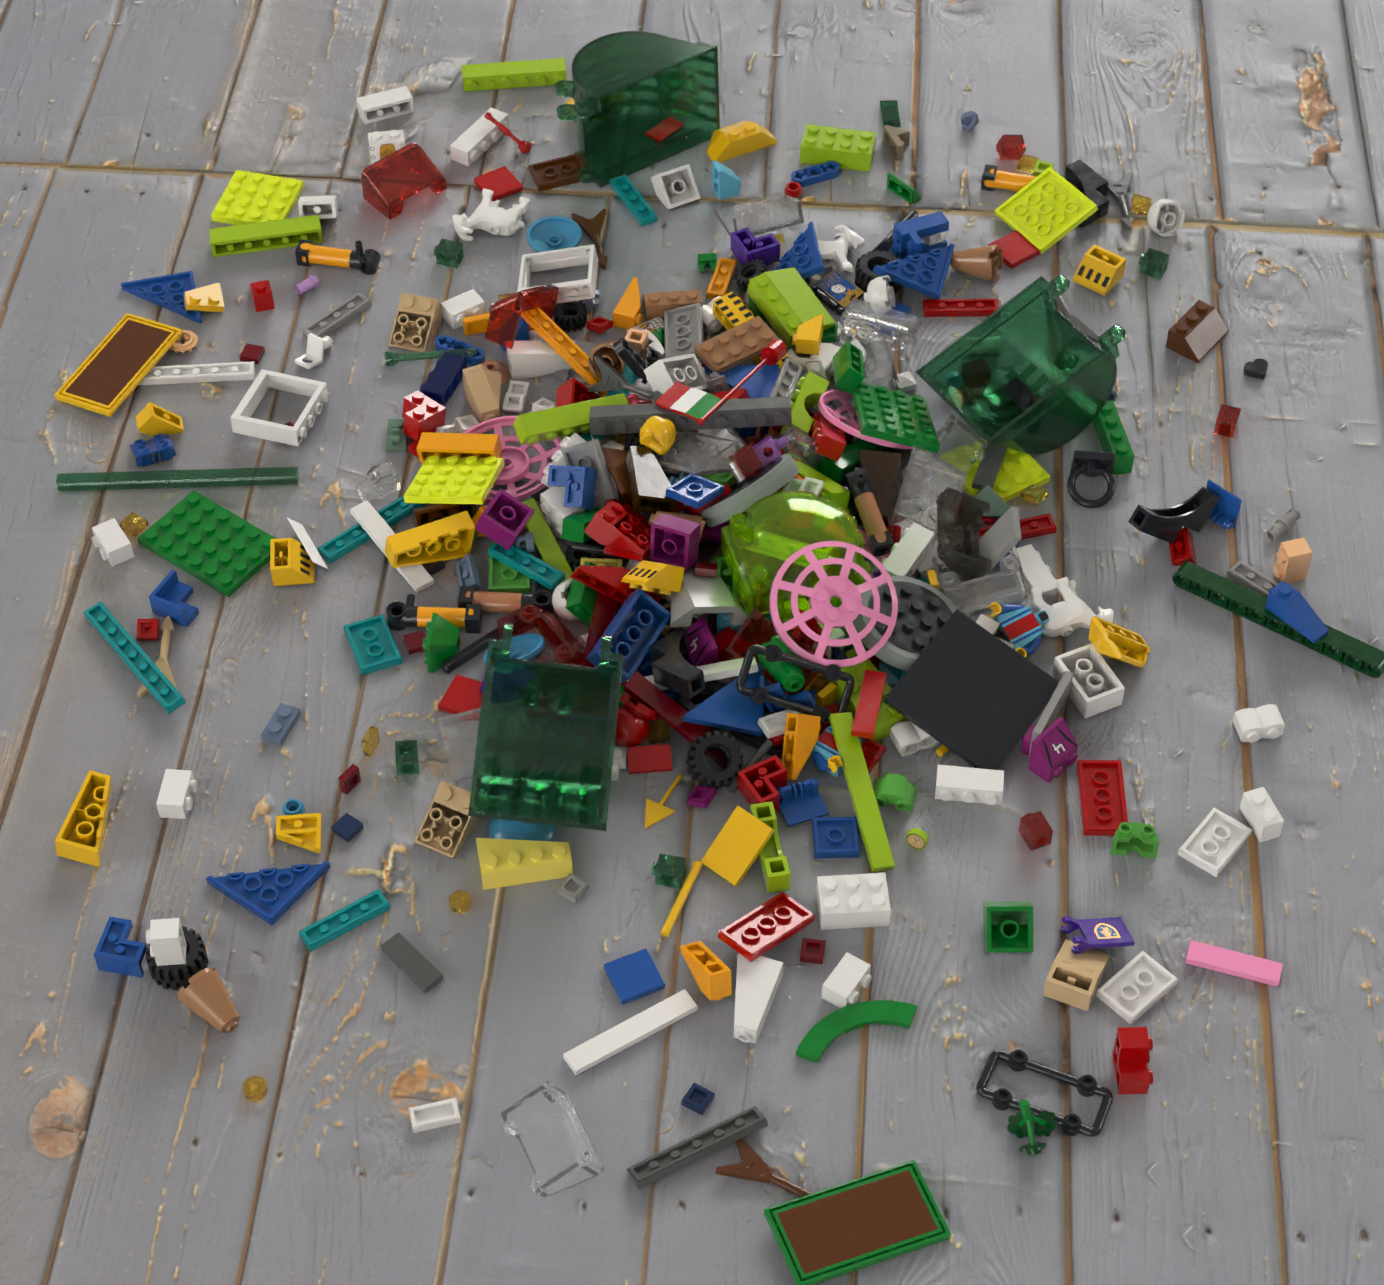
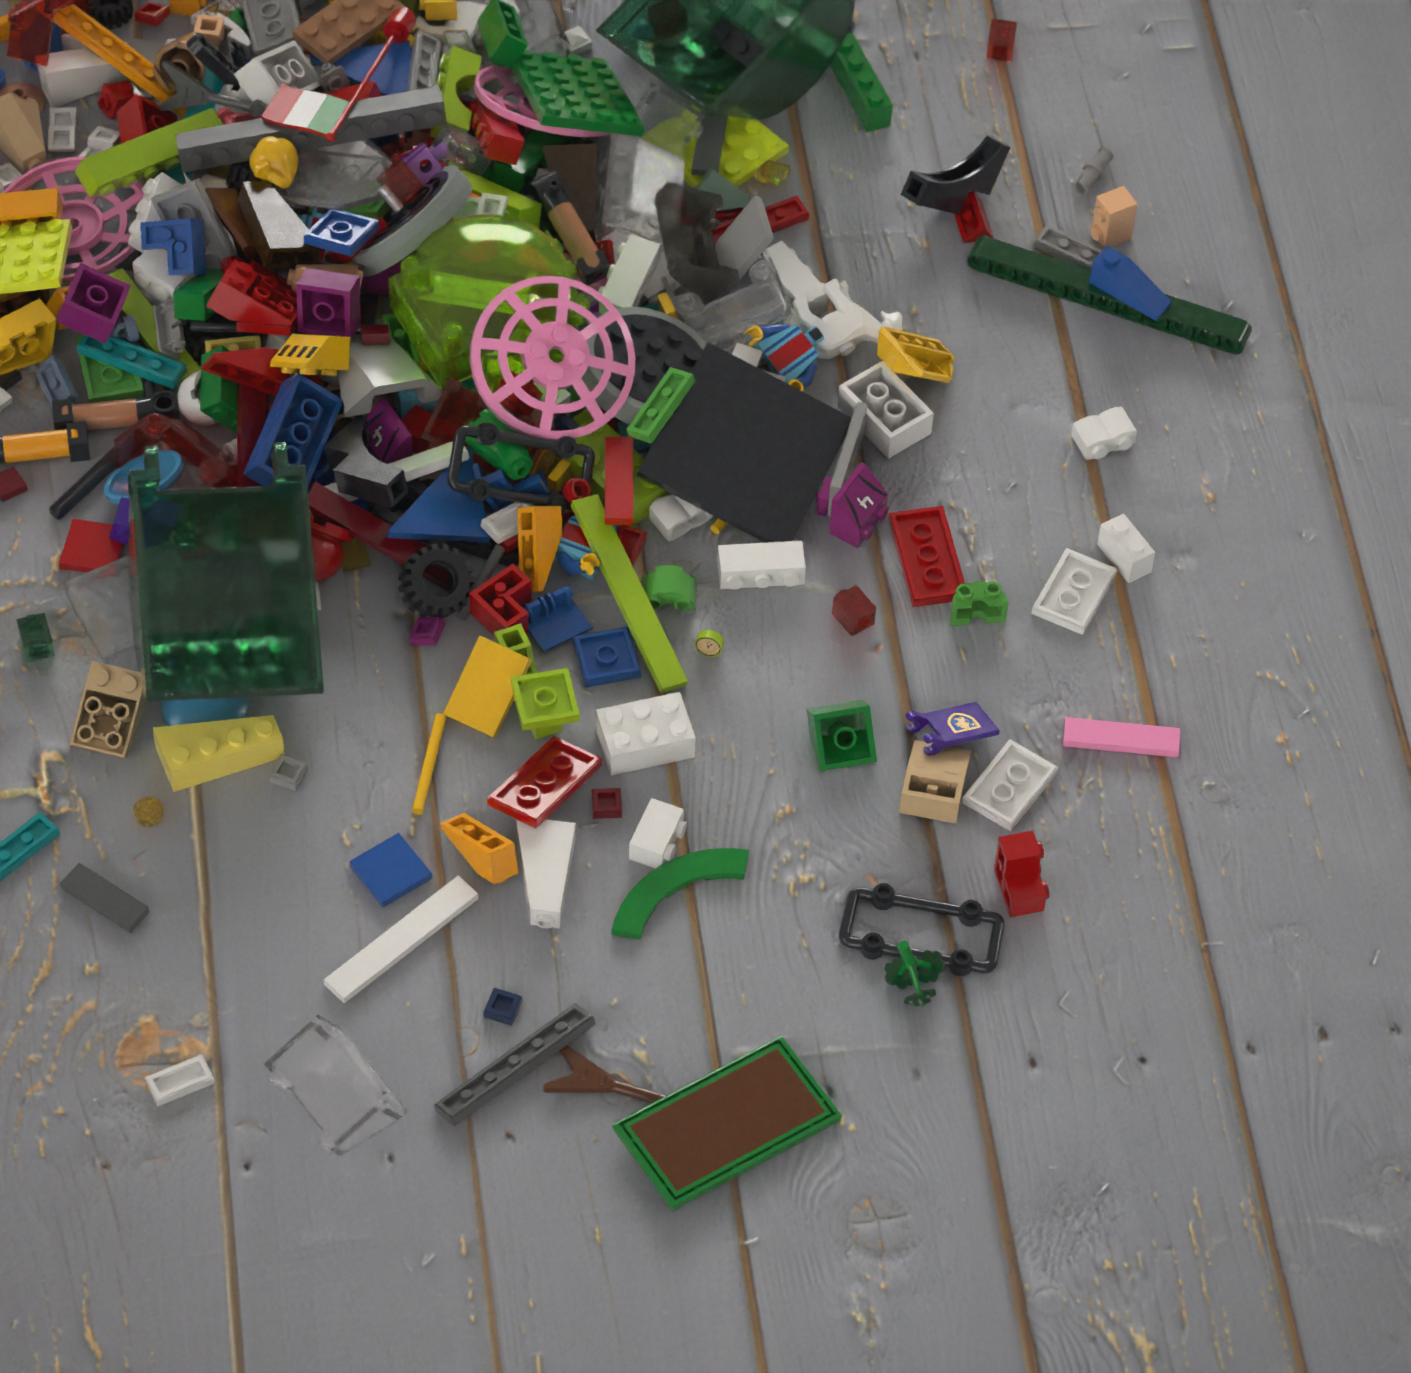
camera: 15 degrees left, 5 degrees up
(441, 642) = (44, 481): green slope -> none
(556, 548) = (169, 337): none -> light grey hinge
(558, 377) = (116, 95): none -> red bracket
(649, 758) = (349, 592): red slope -> none
(656, 811) = (371, 658): yellow piece -> none
(669, 871) = (407, 731): clear green brick -> none
(778, 862) = (545, 699): none -> lime plate
(838, 703) = (580, 485): none -> red plate
(911, 651) = (661, 405): none -> bright green plate
(1091, 465) = (842, 124): black tile -> none
(1227, 508) = (1021, 159): blue hinge -> none

